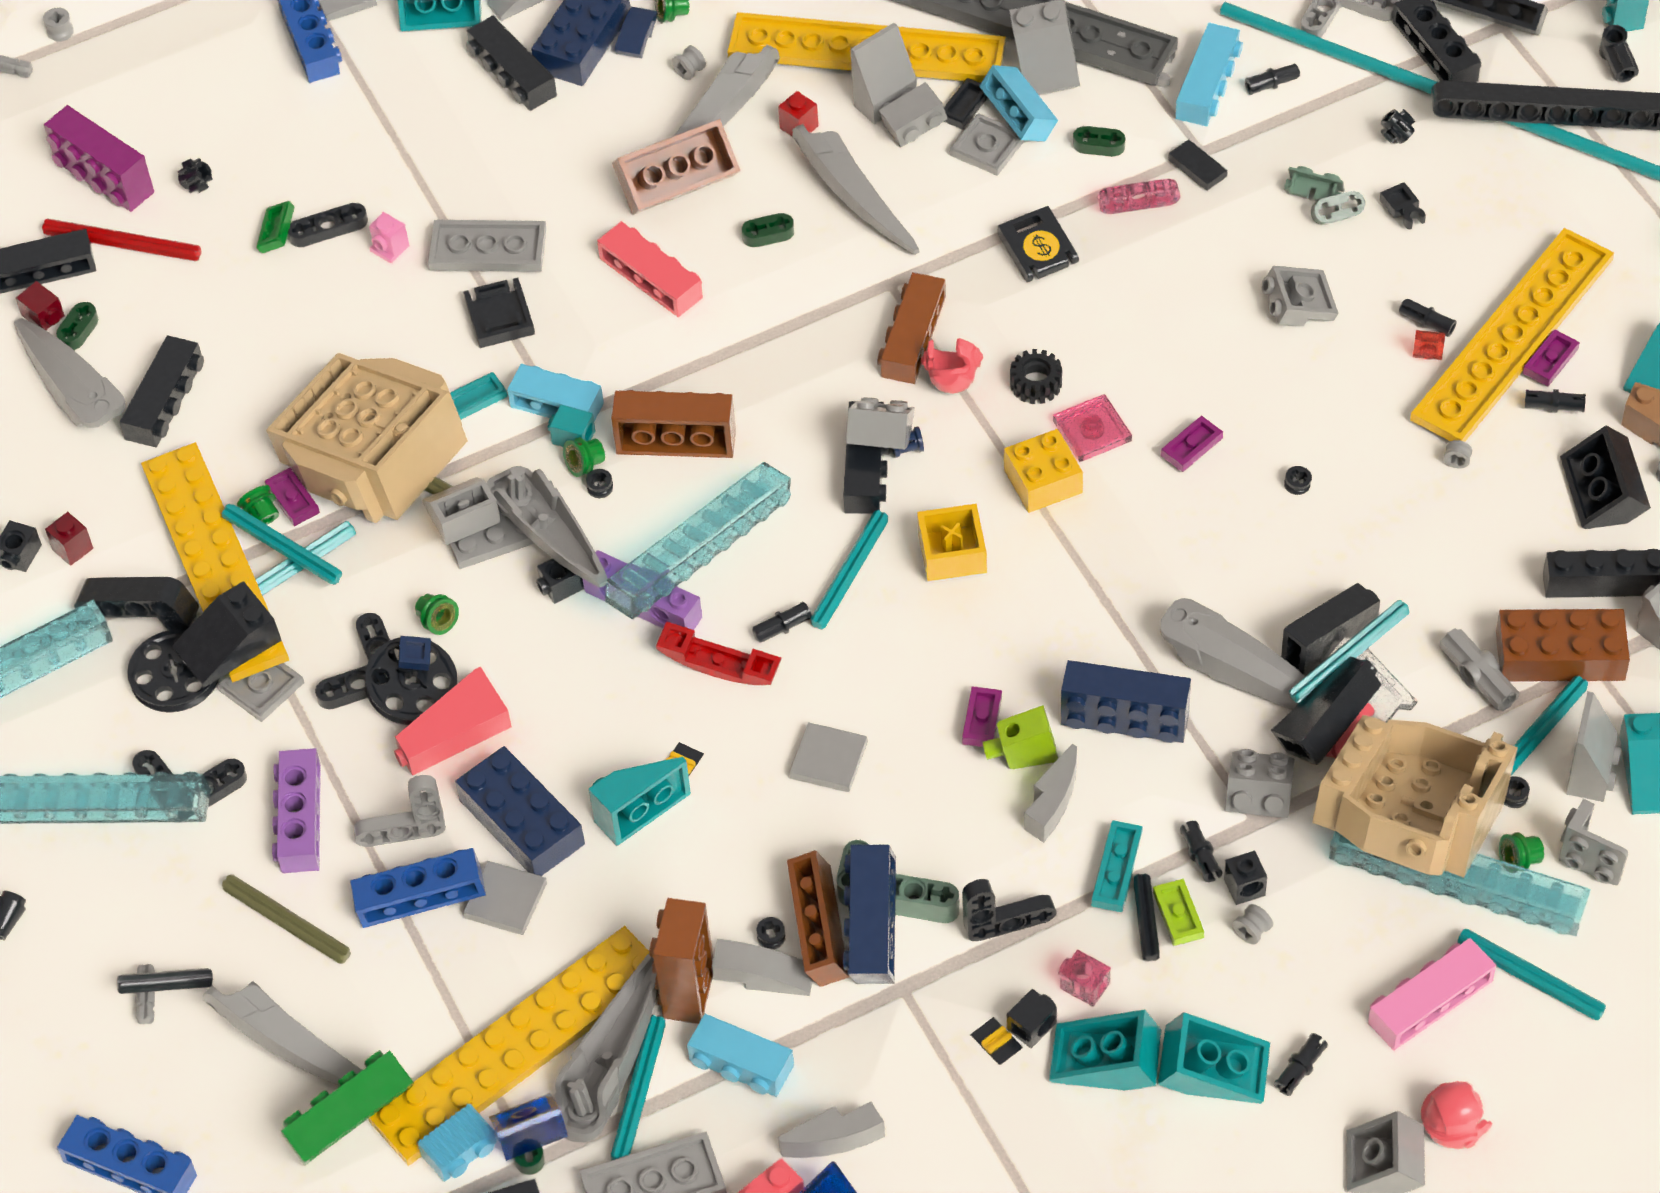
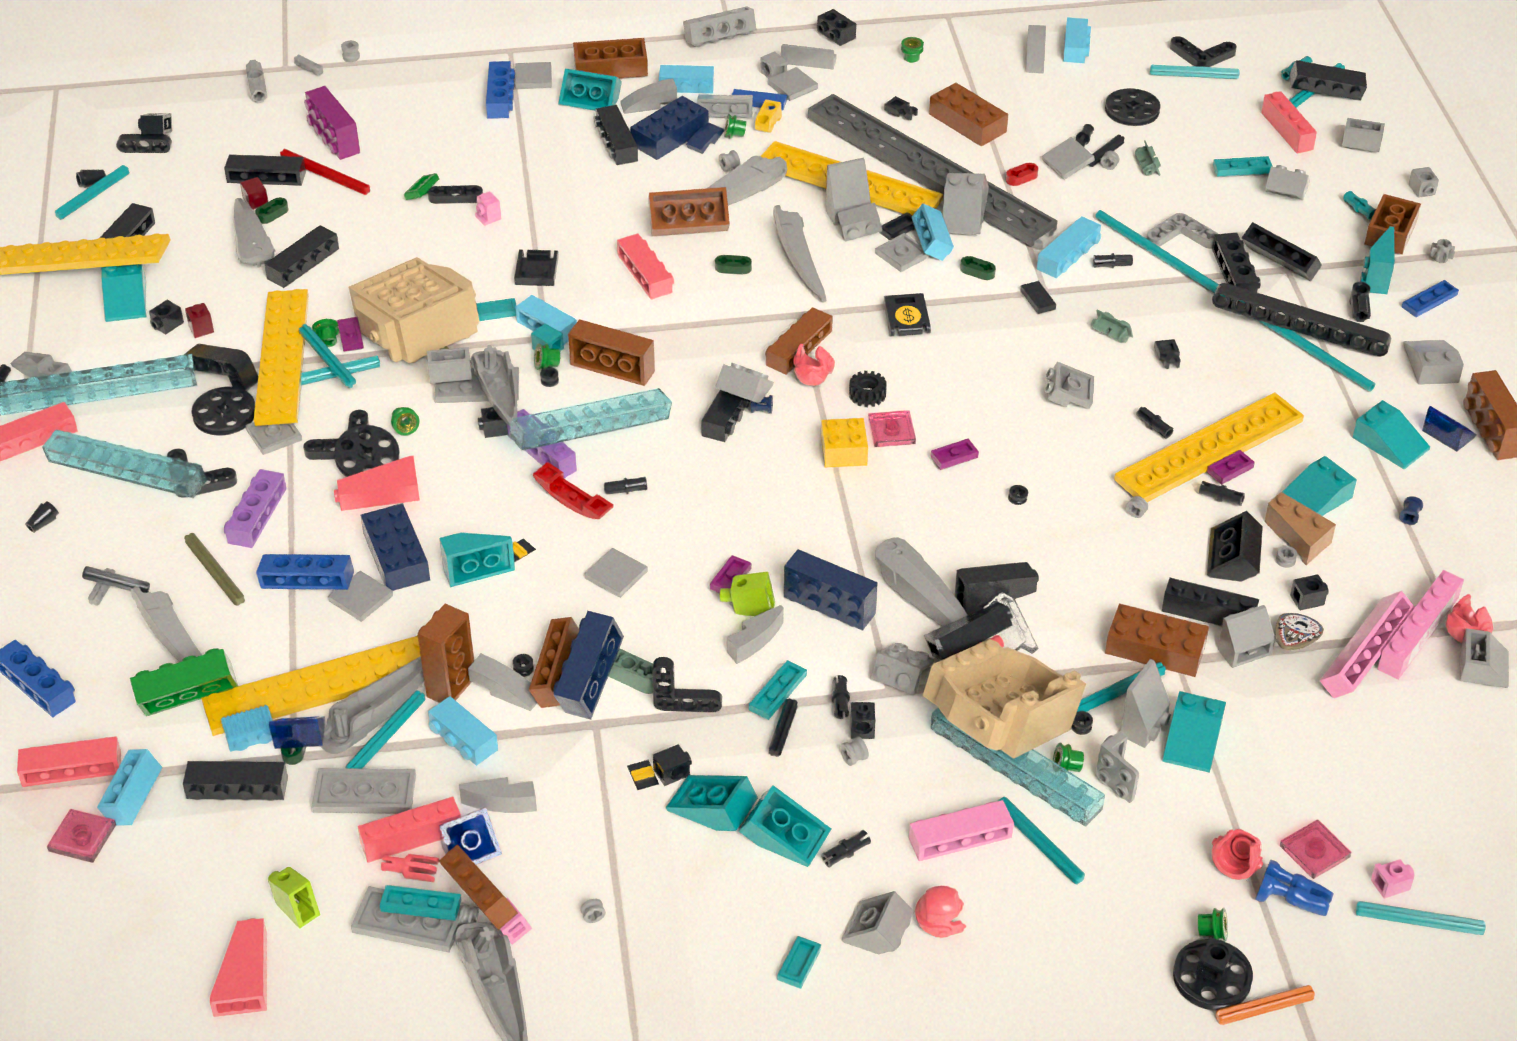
camera: 15 degrees right, 10 degrees down
(195, 175) = (387, 147): black gear -> none
(227, 635) = (262, 393): black slope -> none
(414, 653) = (373, 435): dark blue plate -> none
(422, 822) = (329, 535): light grey beam -> none
(487, 245) = (548, 228): light grey plate -> none
(797, 111) = (786, 200): brick -> none
(849, 570) = (686, 467): teal axle -> none
(952, 542) = (760, 466): yellow brick -> none
(1088, 989) = (720, 751): clear pink brick -> none
(1112, 199) = (982, 309): clear pink beam -> none
(1178, 912) = (806, 729): lime plate -> none
(1336, 201) = (1121, 348): beam -> none
(1352, 648) = (1006, 597): axle -> none
(1397, 126) = (1185, 306): black gear -> none
(1428, 345) = (1147, 437): clear red plate -> none
(1479, 669) = (1091, 639): light grey piece -> none

